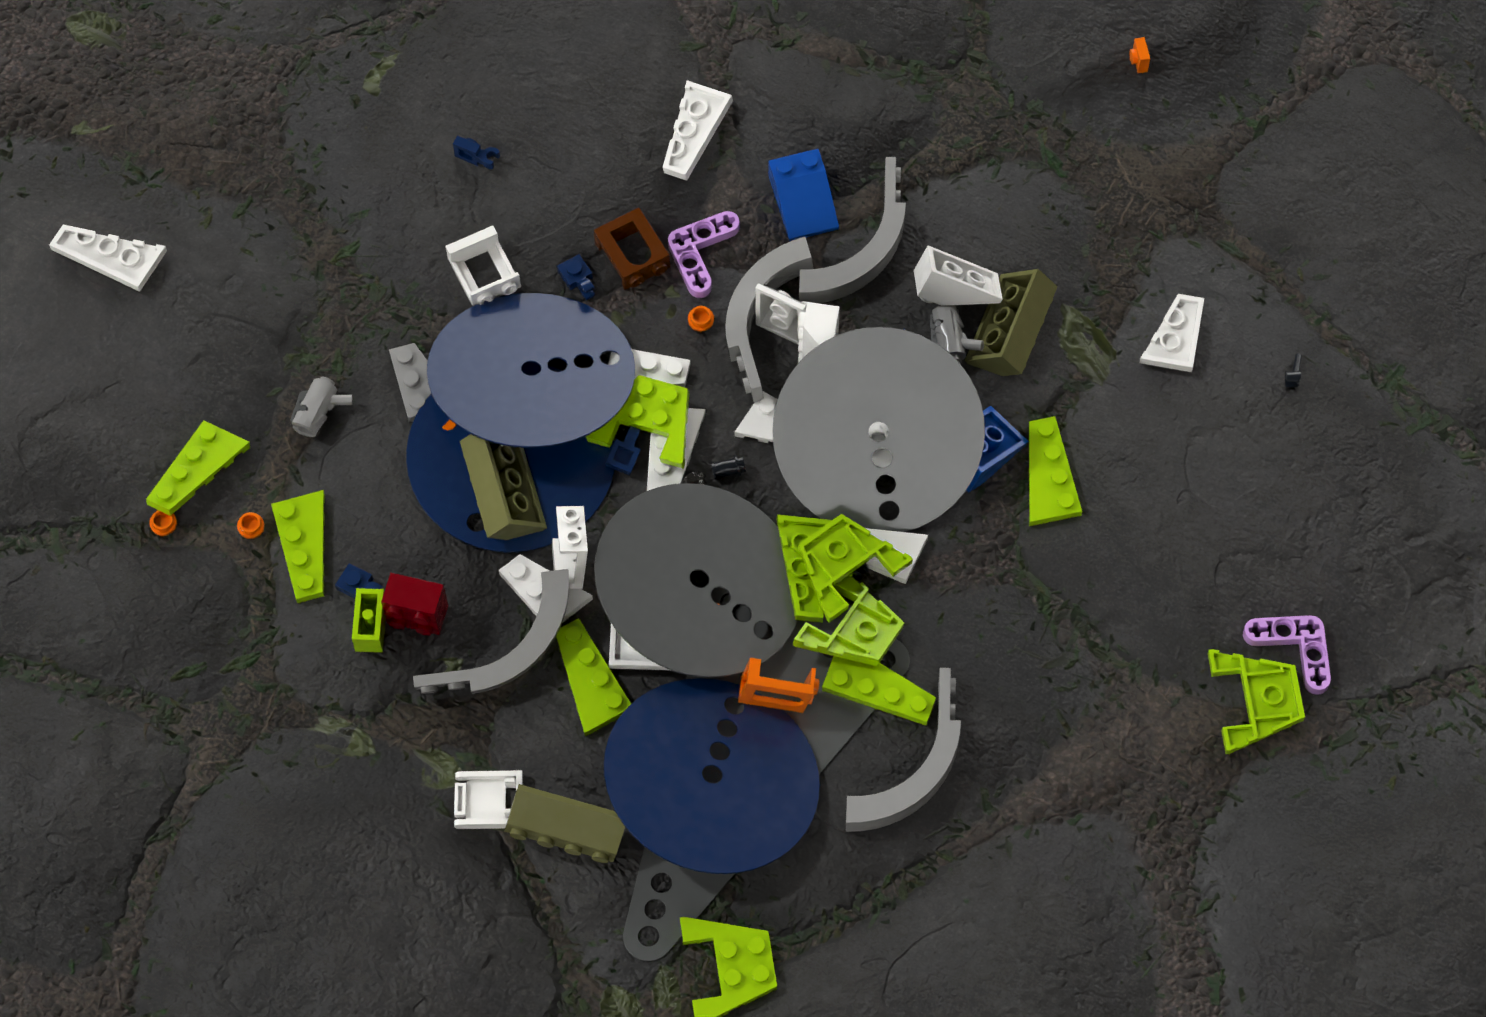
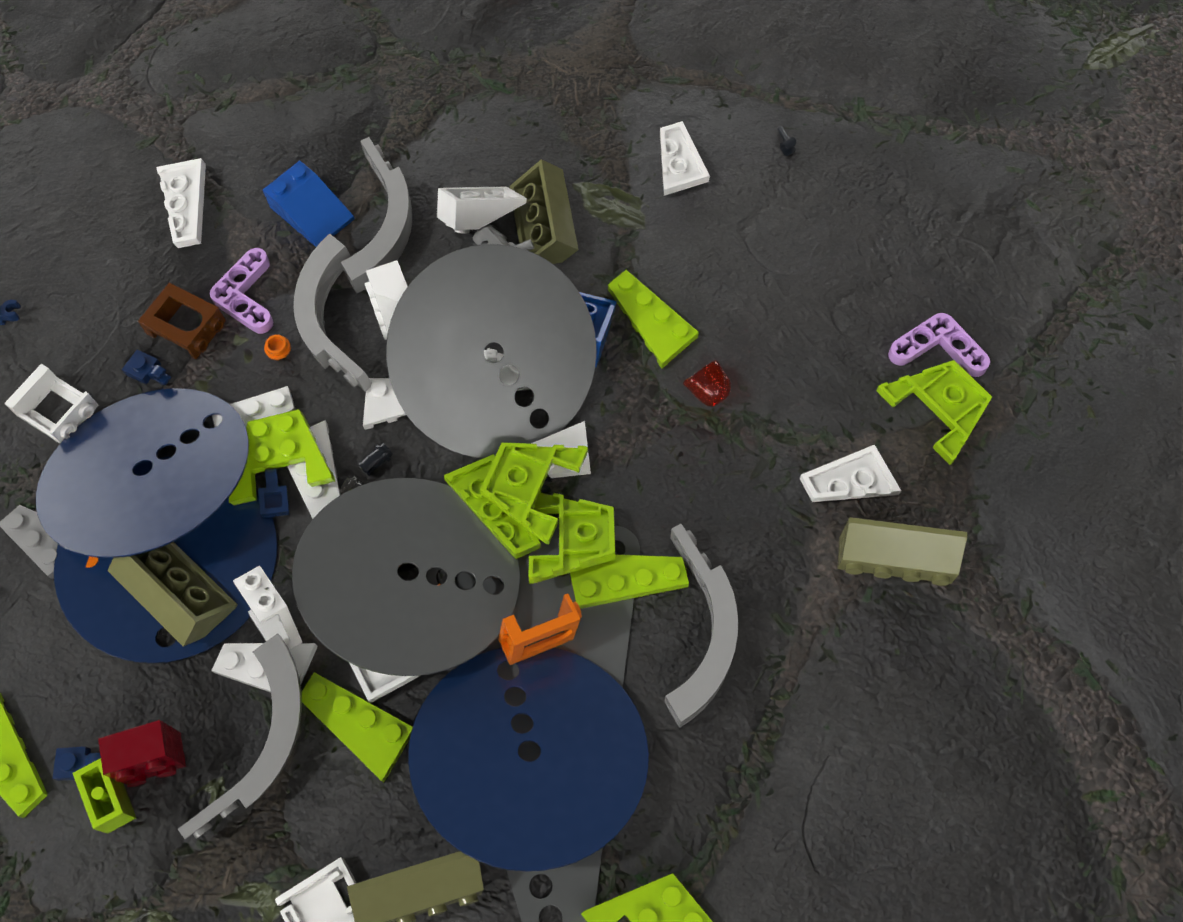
camera: 30 degrees left, 0 degrees up
(778, 312) = (345, 303): white slope -> none
(1058, 564) = (709, 384): none -> clear red hair
(1121, 797) = (901, 551): none -> slope
(1127, 714) = (851, 477): none -> white wing

